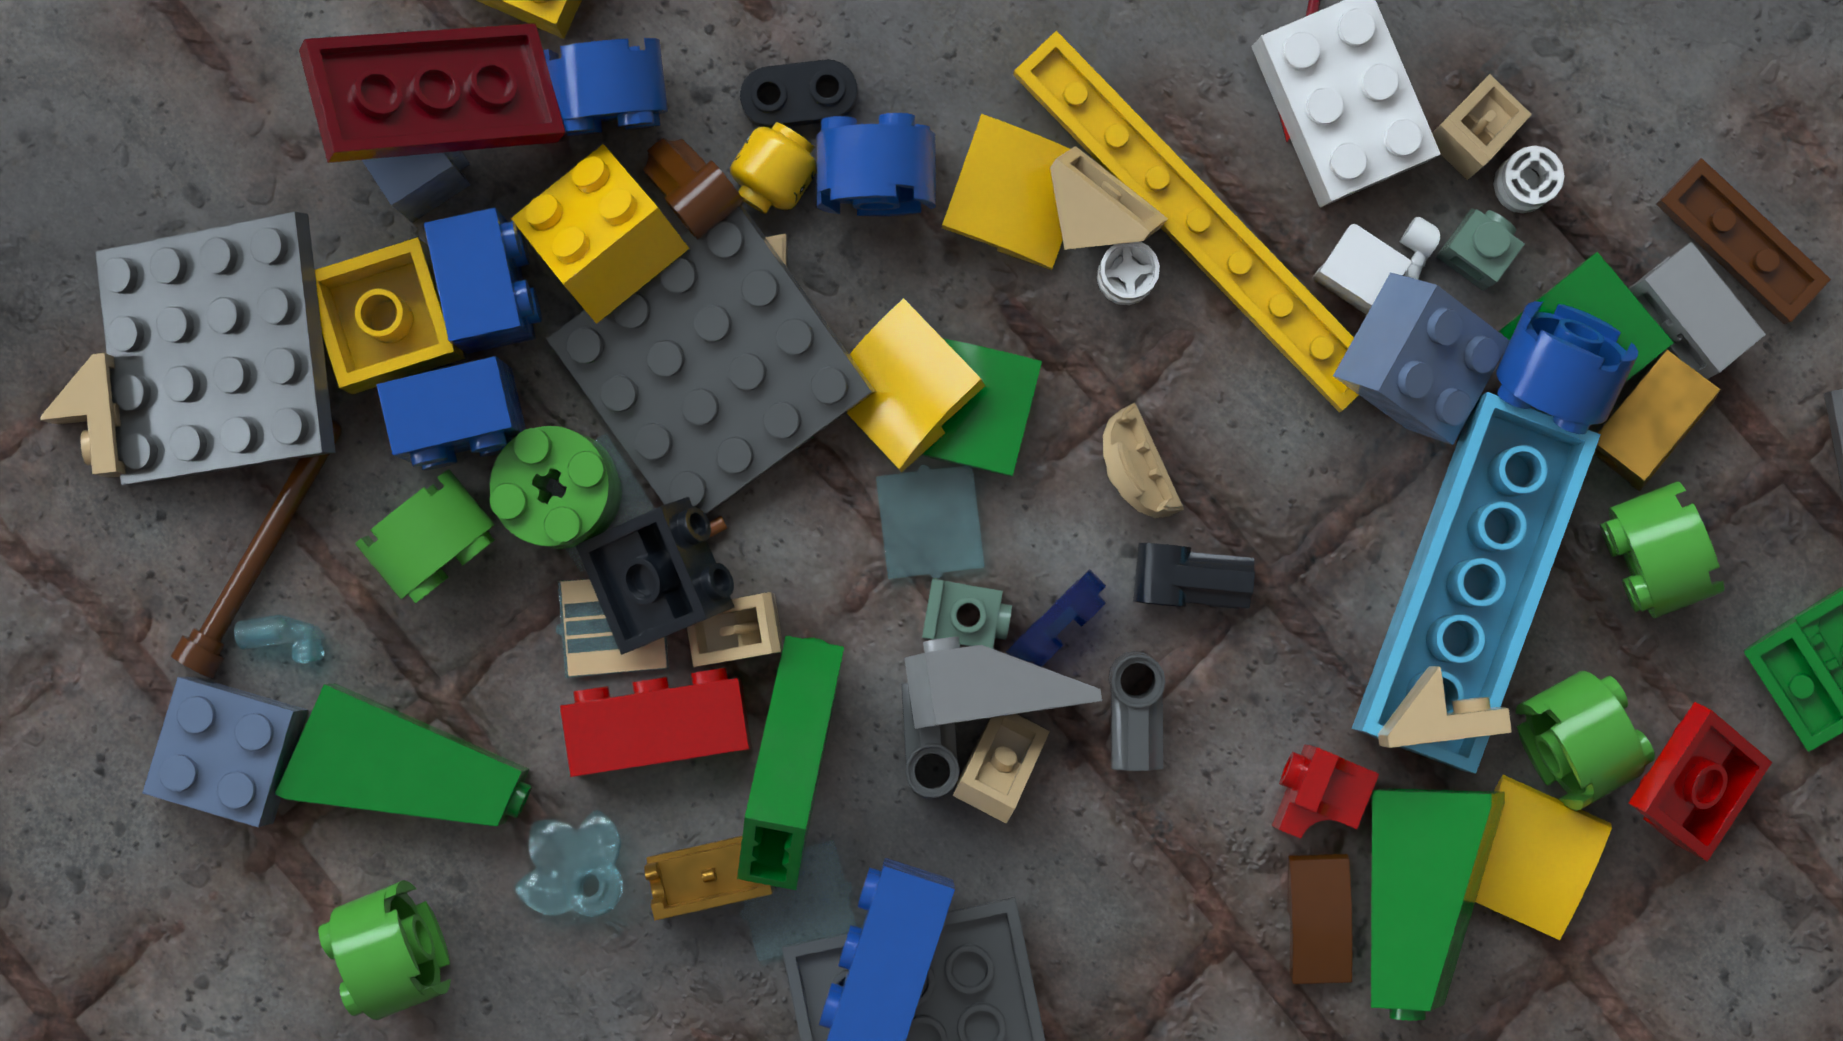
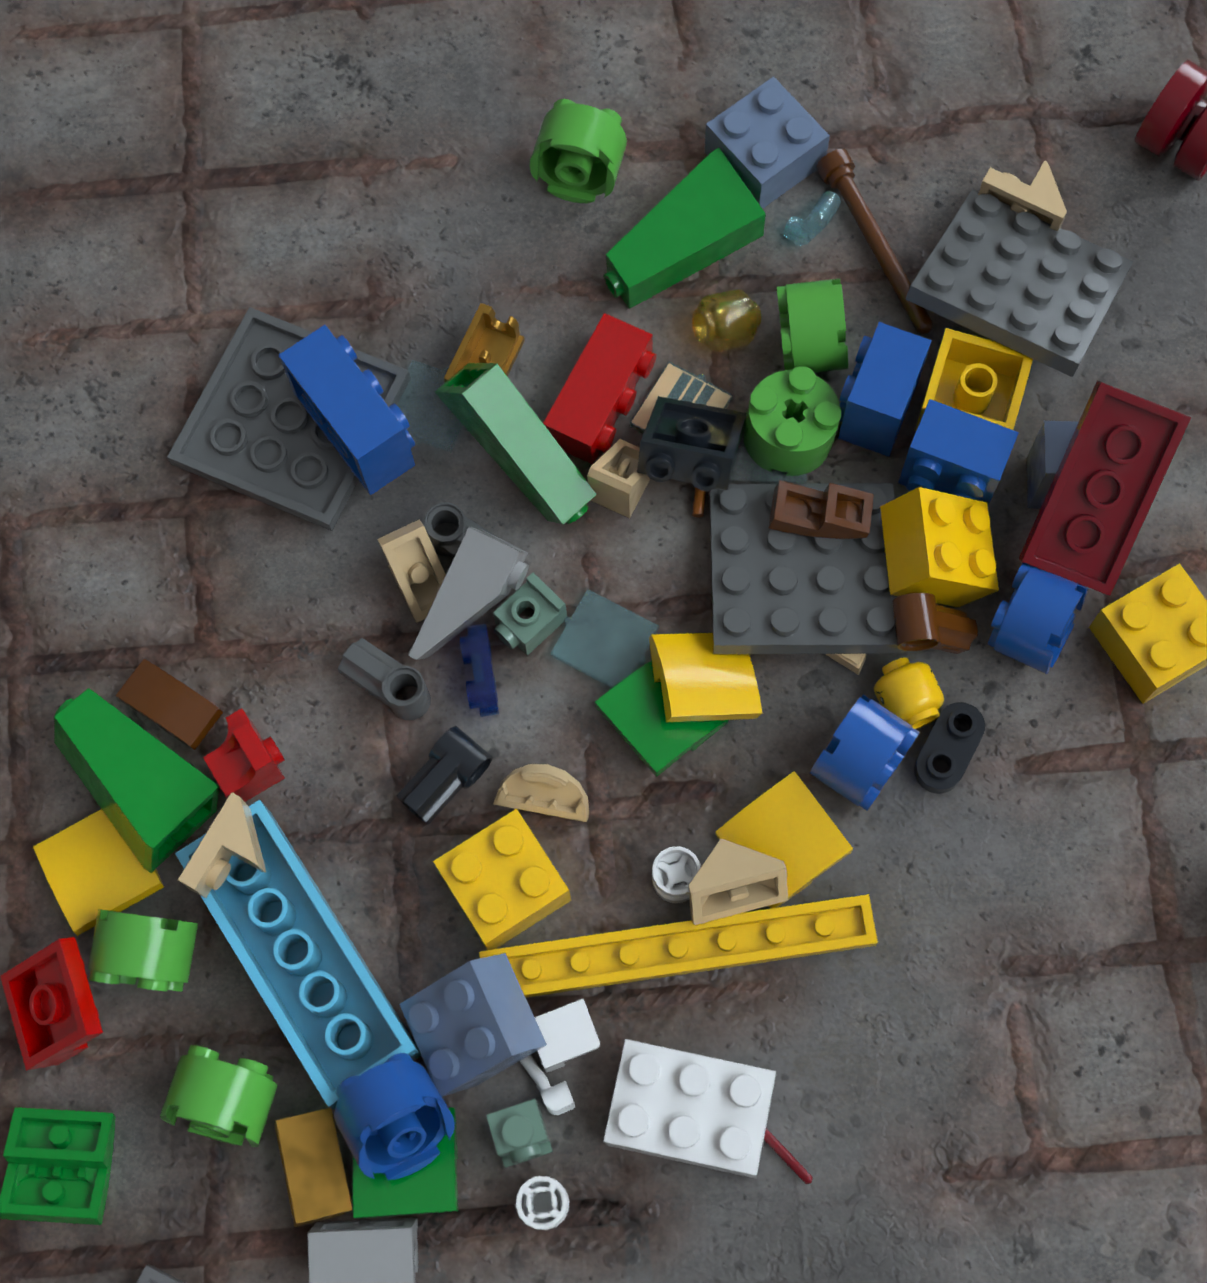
camera: 135 degrees right, 15 degrees down
(478, 643) = (726, 320): none -> clear yellow head
(566, 860) = (555, 291): clear light blue plate -> none
(642, 382) = (834, 513): none -> reddish brown slope
(1258, 437) = (503, 880): none -> yellow brick
(1479, 127) = (605, 1199): tan slope -> none

